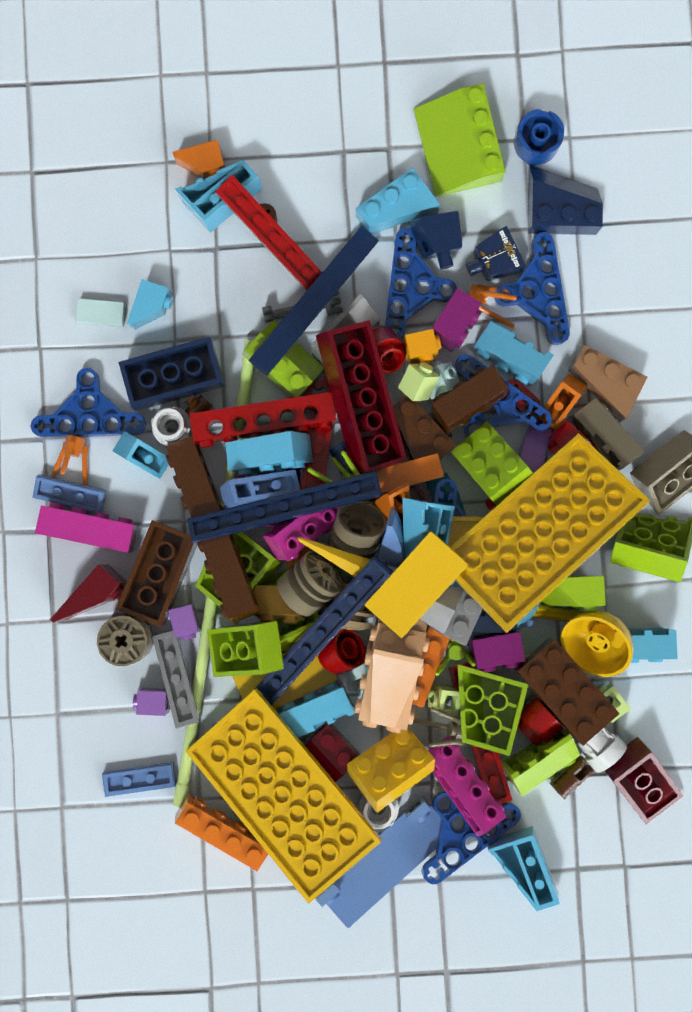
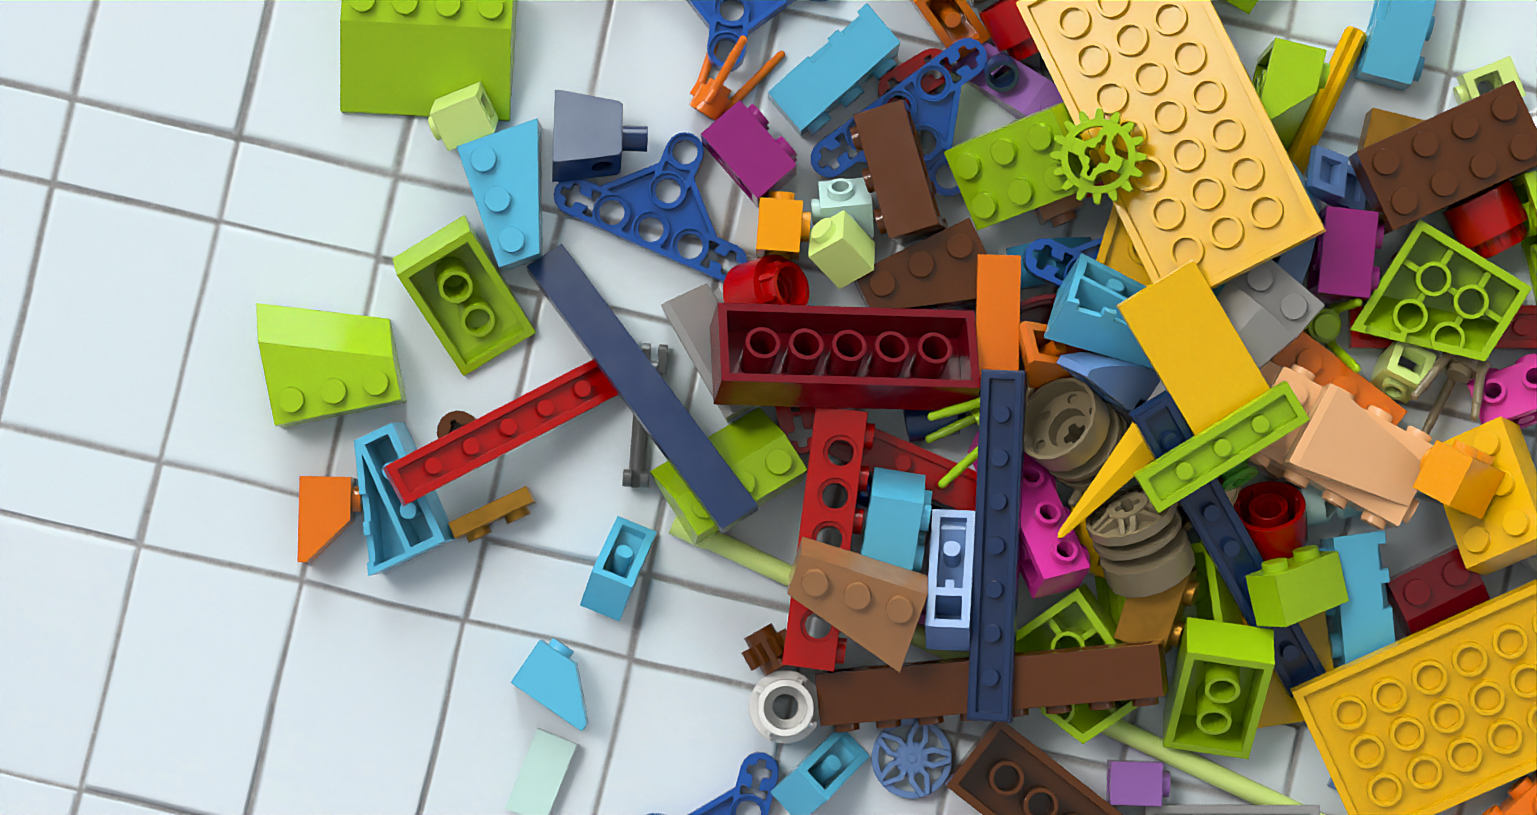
camera: 70 degrees left, 0 degrees up
(163, 500) = (911, 759): none -> medium blue wheel
(171, 374) = (694, 678): dark blue brick -> none
(218, 318) = (618, 568): none -> medium azure slope
(220, 239) = (476, 523): none -> pearl gold plate
(234, 440) = (860, 597): none -> medium nougat wedge
(280, 138) = (326, 363): none -> lime wedge
(310, 675) = (1296, 587): none -> lime brick
(336, 196) = (463, 295): none -> lime slope
(361, 623) = (1238, 475): none -> bright green bush
(371, 610) = (1221, 446): none -> lime plate
(394, 745) = (1459, 477): none -> light orange brick
(429, 168) = (463, 116): none -> yellowish green brick
(475, 493) = (1059, 211): none -> nougat plate
(496, 257) = (654, 46): dark blue torso -> none
(519, 499) = (1089, 177): none -> lime gear
(535, 632) = (1334, 180): none -> medium blue slope
(536, 442) = (1005, 77): none -> dark blue hinge
(598, 643) = (1385, 80): yellow piece -> none

